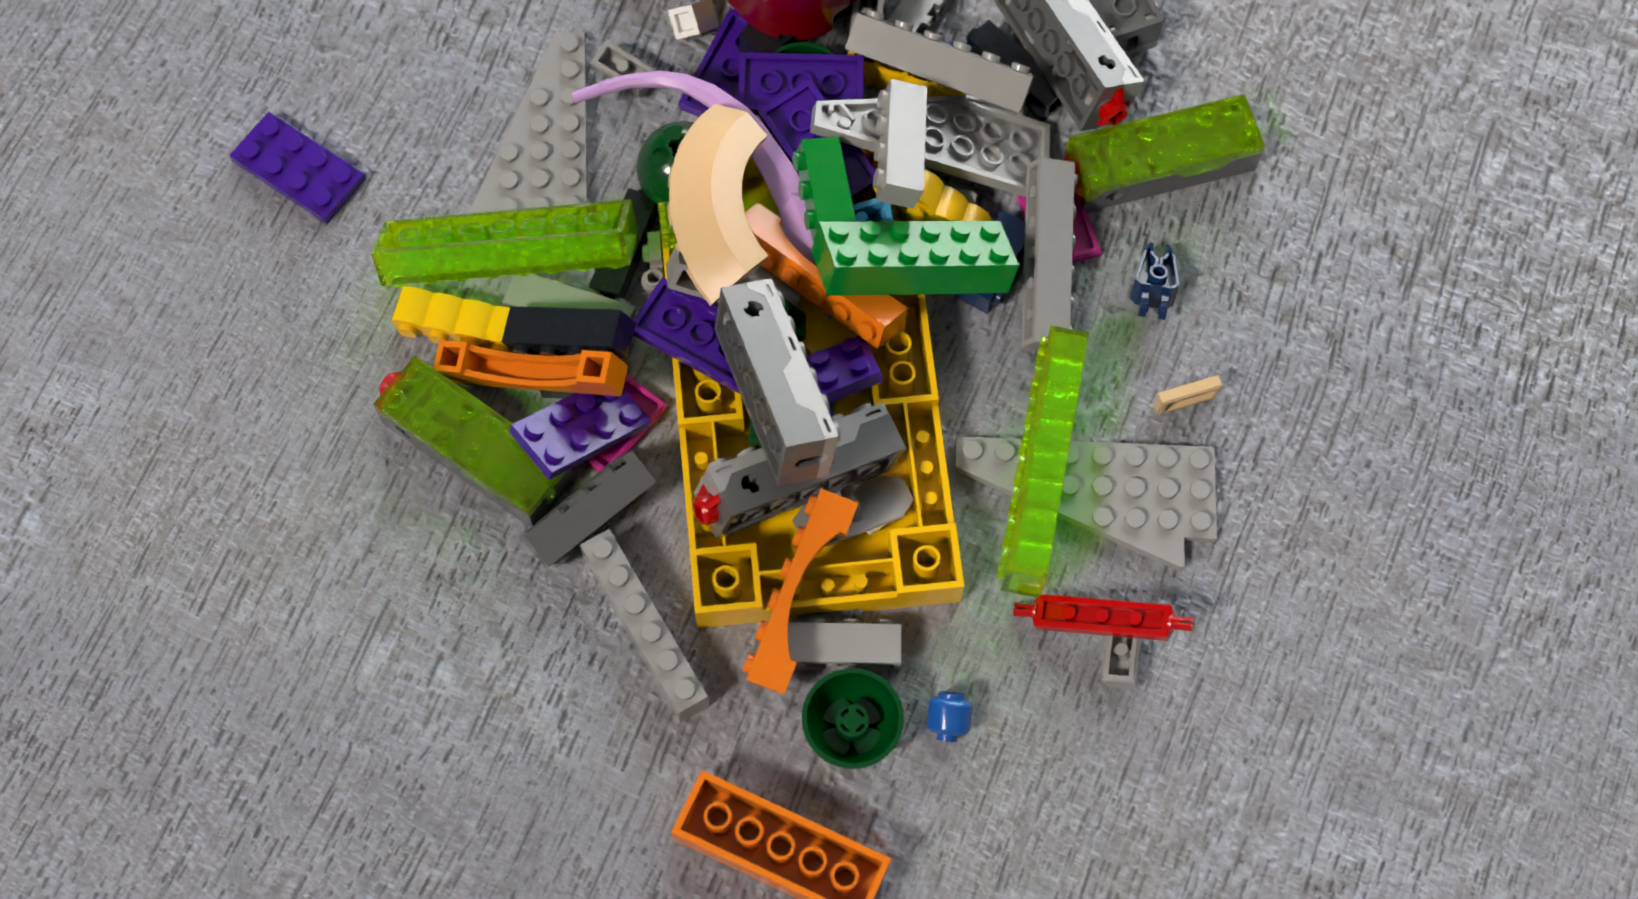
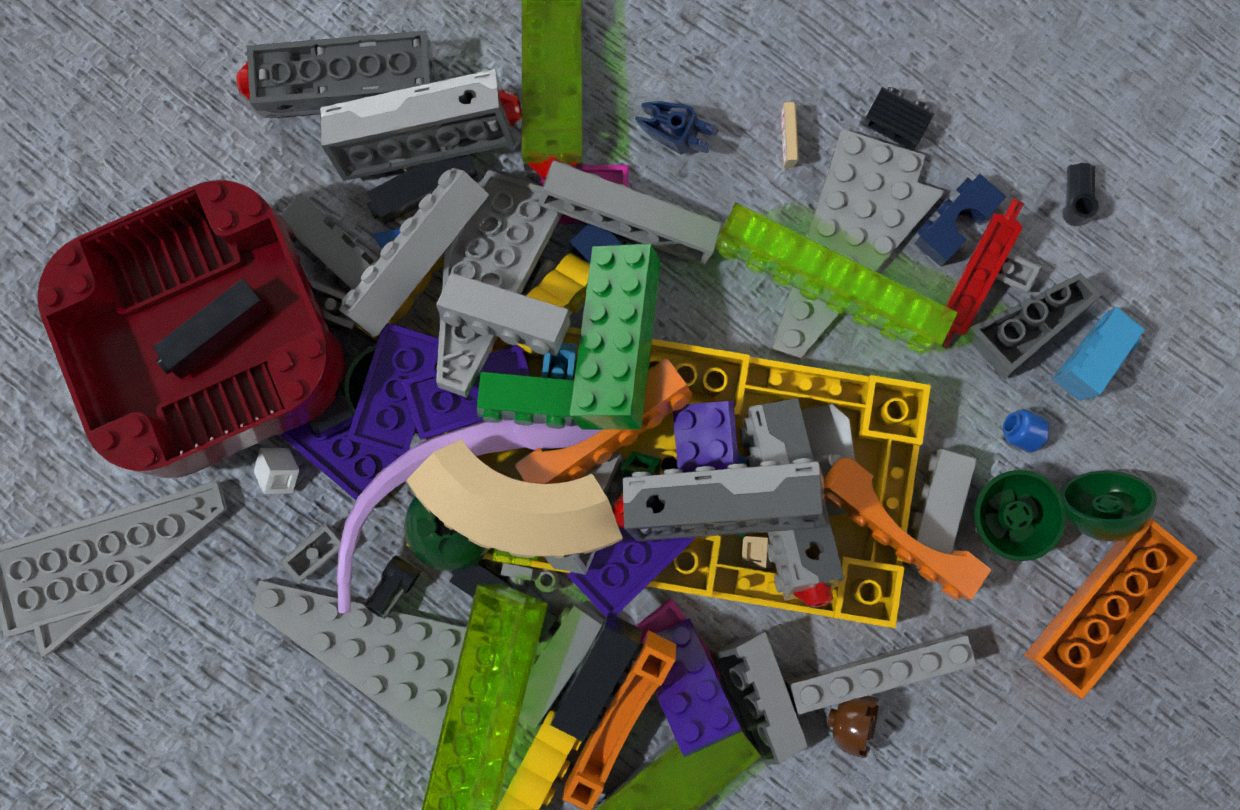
camera: 75 degrees left, 15 degrees up
(584, 614) = (854, 724): none -> reddish brown cylinder
(616, 146) = (395, 581): none -> black piece
(891, 812) = (1108, 504): none -> dark green piece
(1058, 774) = (1099, 355): none -> dark azure wedge
(1068, 691) = (1022, 331): none -> dark grey wedge
(1136, 572) = (941, 237): none -> dark blue arch
(1234, 712) = (1080, 192): none -> black piece
(1246, 499) = (898, 117): none -> black brick

